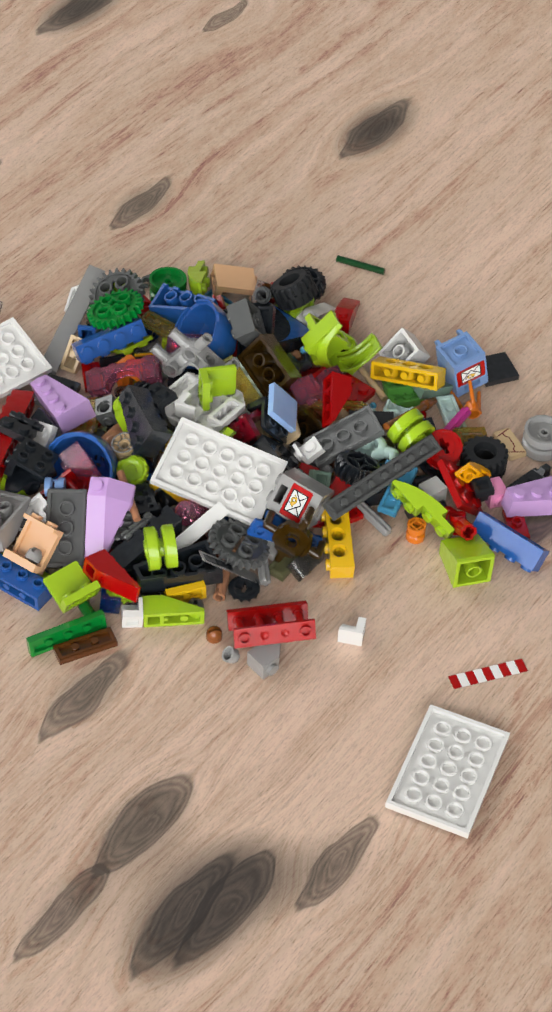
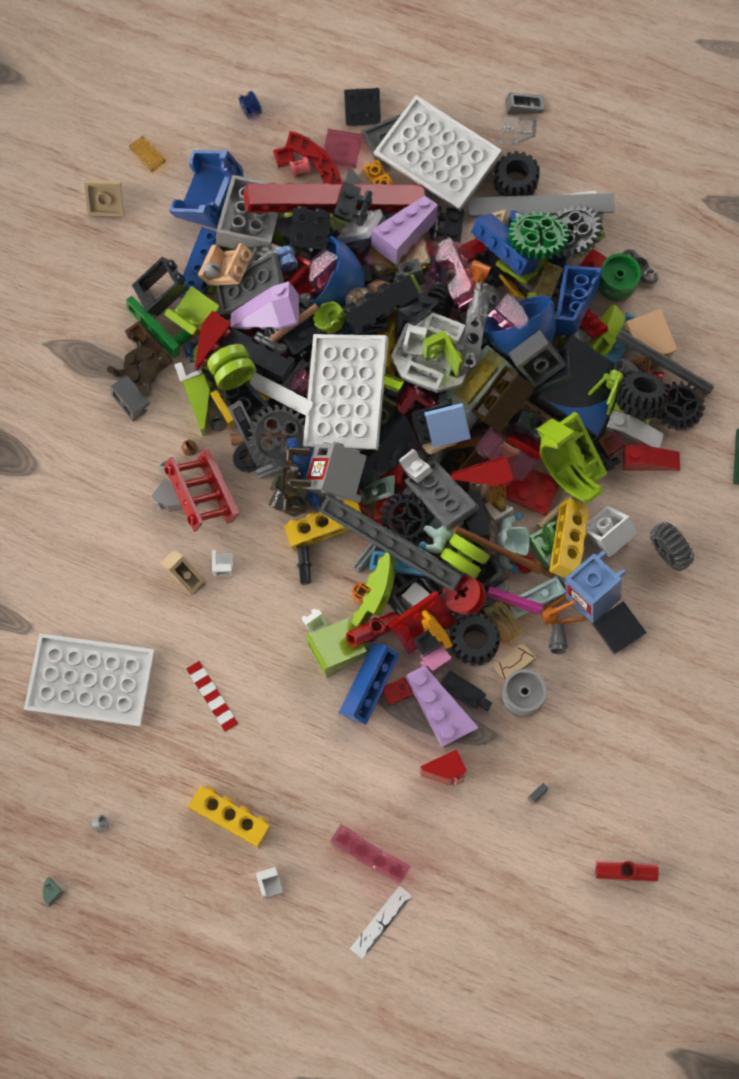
camera: 80 degrees right, 25 degrees up
(32, 629) = (150, 277): none -> black window
(37, 324) = (516, 163): none -> black tyre
(110, 640) = (133, 360): none -> dark brown plate
(141, 670) = (129, 398): none -> dark grey hinge
(198, 278) = (635, 298): lime slope -> none
(263, 276) = (664, 362): none -> dark grey axle
(273, 300) = (613, 382): none -> lime plant
(350, 664) = (182, 572): none -> tan slope
(373, 569) = (304, 565): none -> black axle
(434, 313) = (672, 546): none -> dark grey gear
(435, 572) = (314, 621): none -> tile
(497, 409) = (558, 641): none -> dark grey cone

